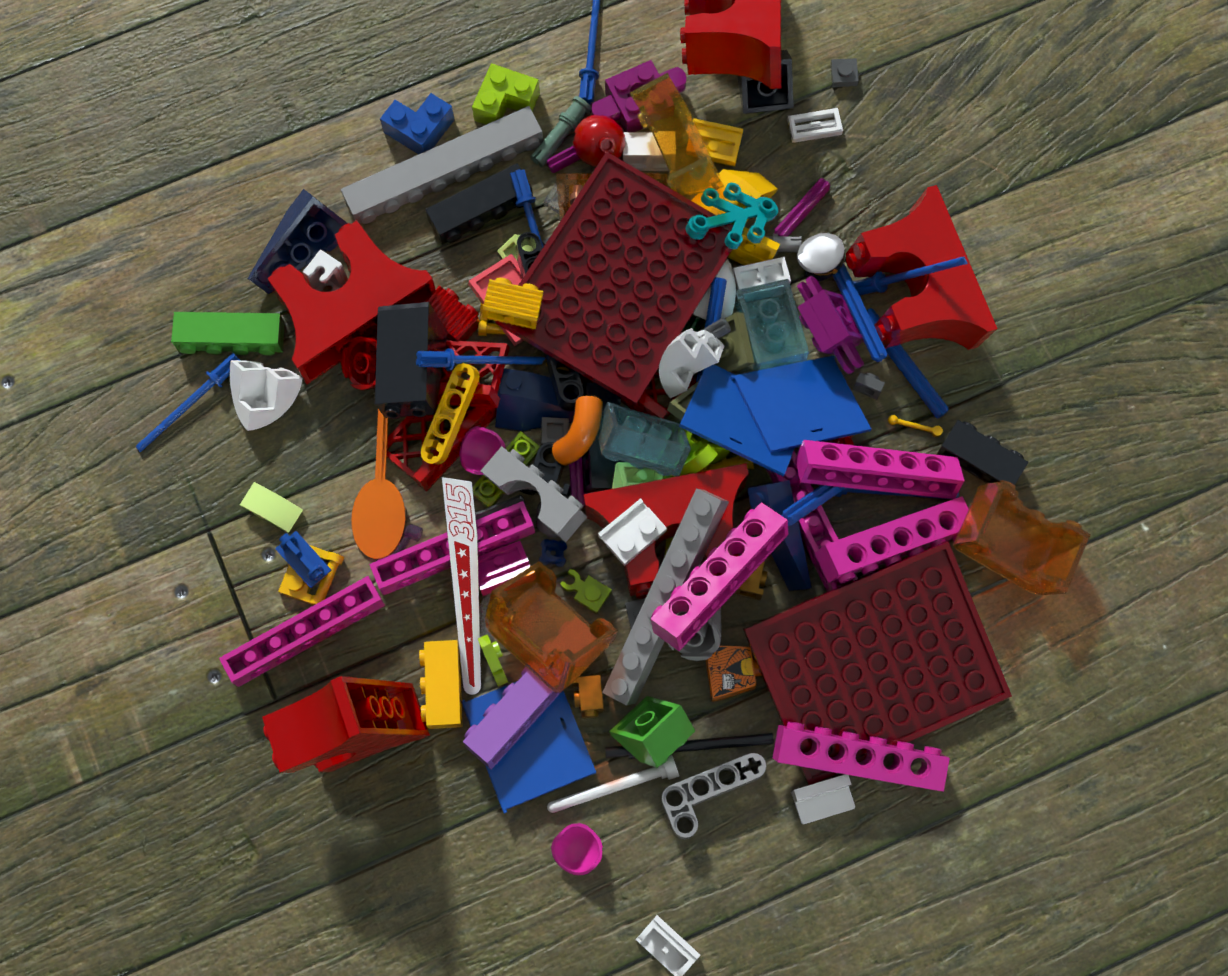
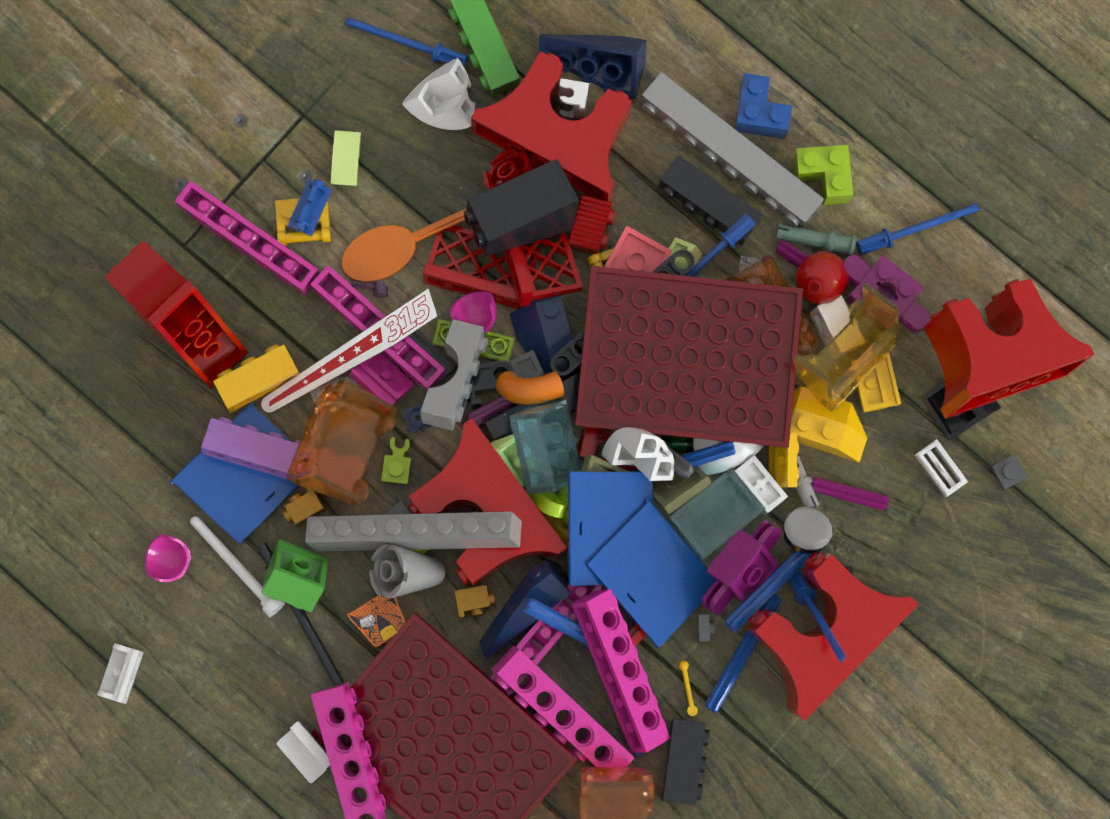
camera: 60 degrees right, 5 degrees up
(448, 359) = (534, 241): blue piece -> none
(454, 416) = (491, 272): yellow beam -> none
(492, 653) = (299, 407): lime plate -> none
(512, 303) = (610, 273): yellow brick -> none
(632, 532) = (455, 476): white plate -> none
(715, 788) = (272, 652): light grey beam -> none
(718, 589) = (432, 572): dark pink brick -> none
(761, 209) = (801, 433): teal plant -> none

